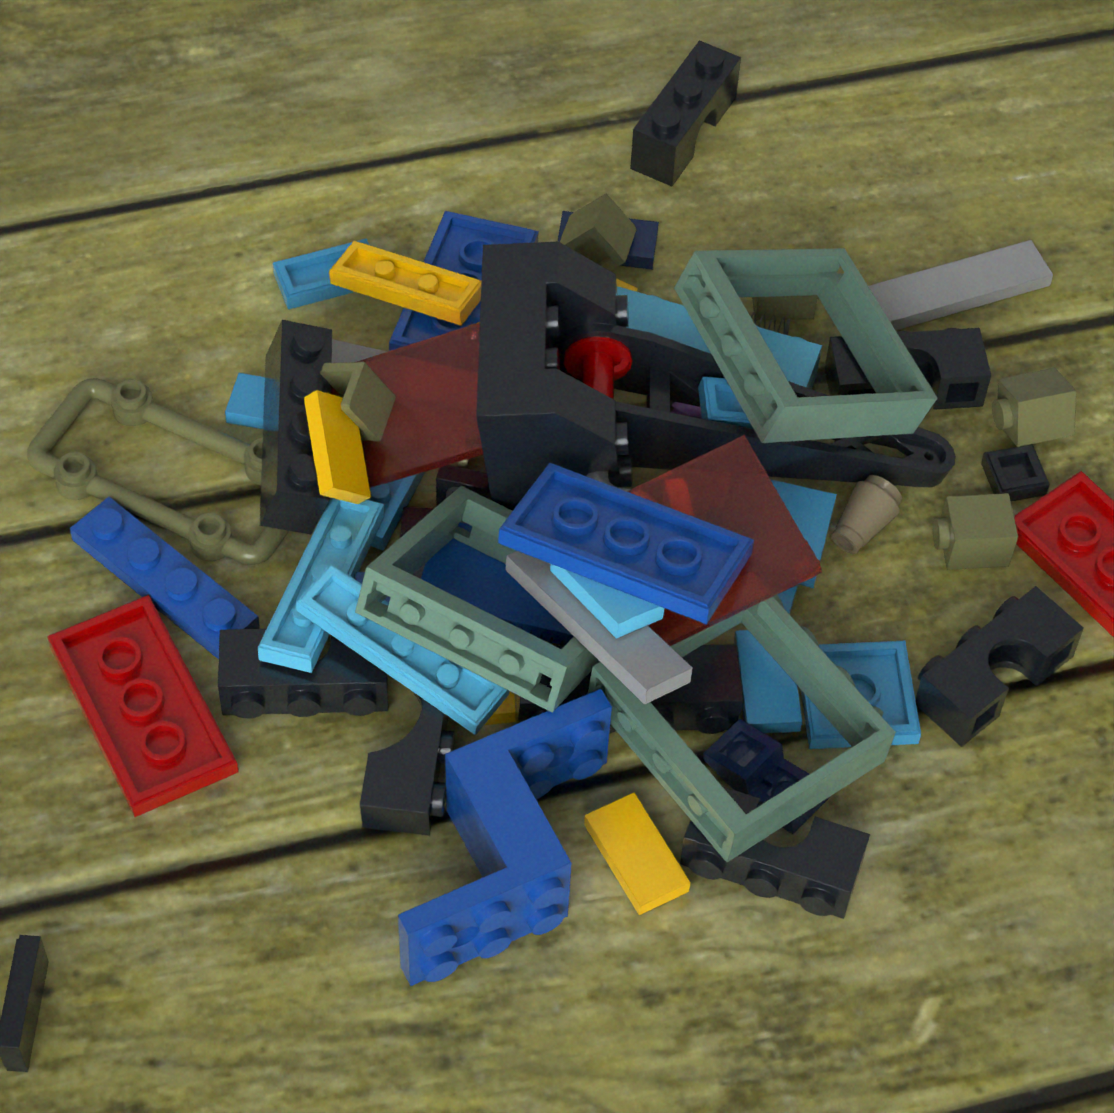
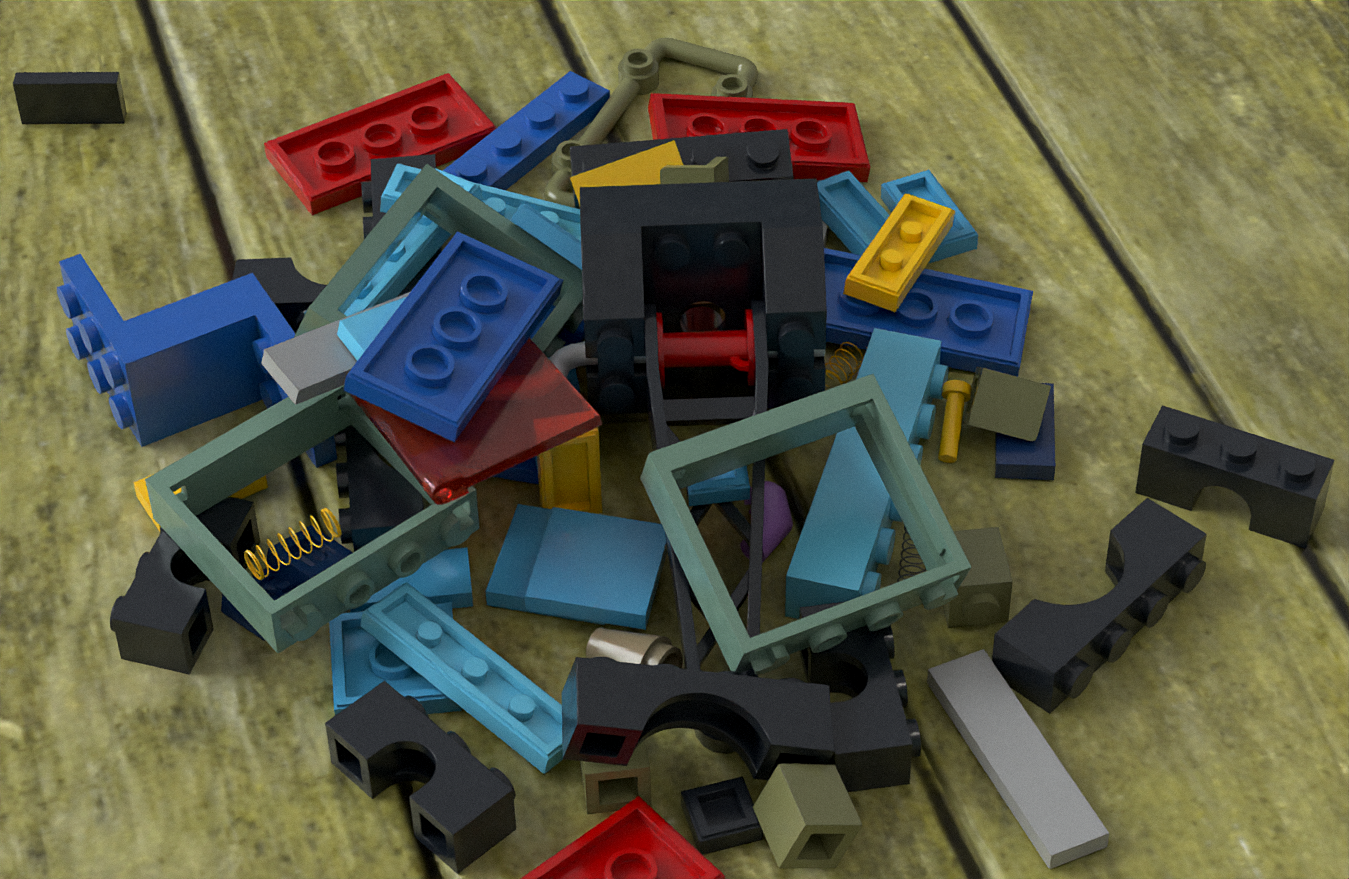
camera: 90 degrees right, 10 degrees down
(212, 381) = (821, 134): none -> red tile
(345, 313) = (850, 211): none -> dark azure tile
(418, 502) = (548, 233): none -> dark azure tile
(774, 178) = (1056, 648): none -> black arch
(841, 747) = (328, 525): none -> yellow piece
(900, 618) = (469, 674): none -> medium azure tile
(981, 490) = (767, 721): none -> black arch

